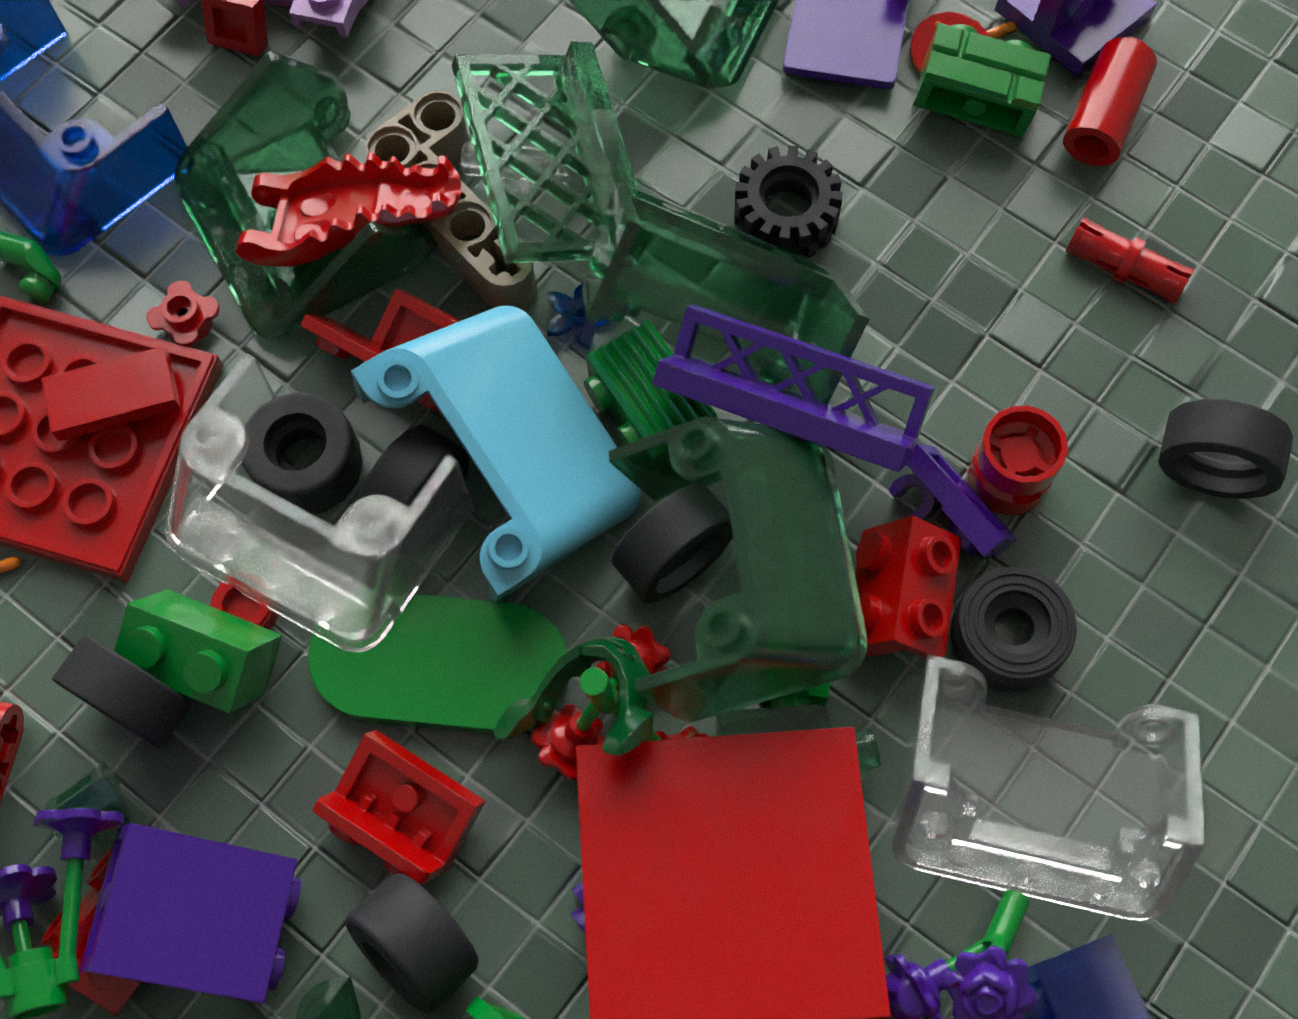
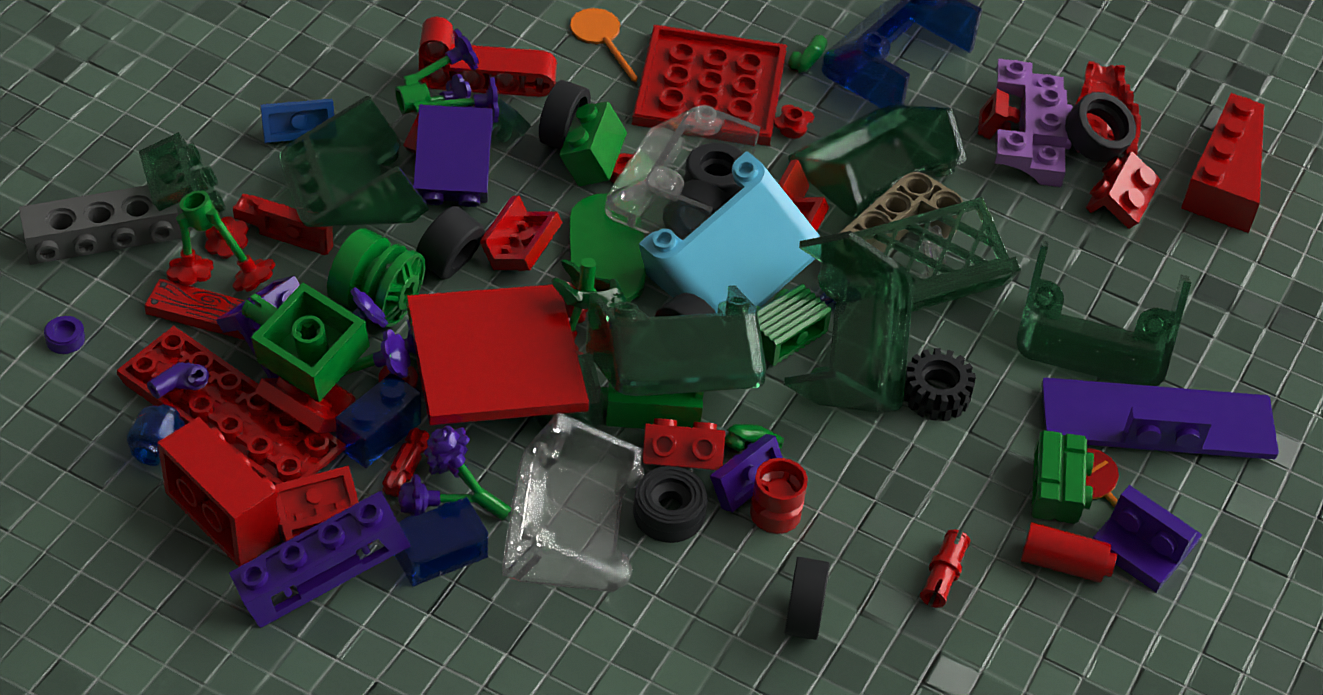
camera: 75 degrees right, 20 degrees down
(110, 393) = (735, 92): red tile -> none
(336, 200) = (873, 163): red animal -> none
(786, 410) = (777, 358): dark purple fence -> none
(870, 494) = (741, 433): none -> green arm

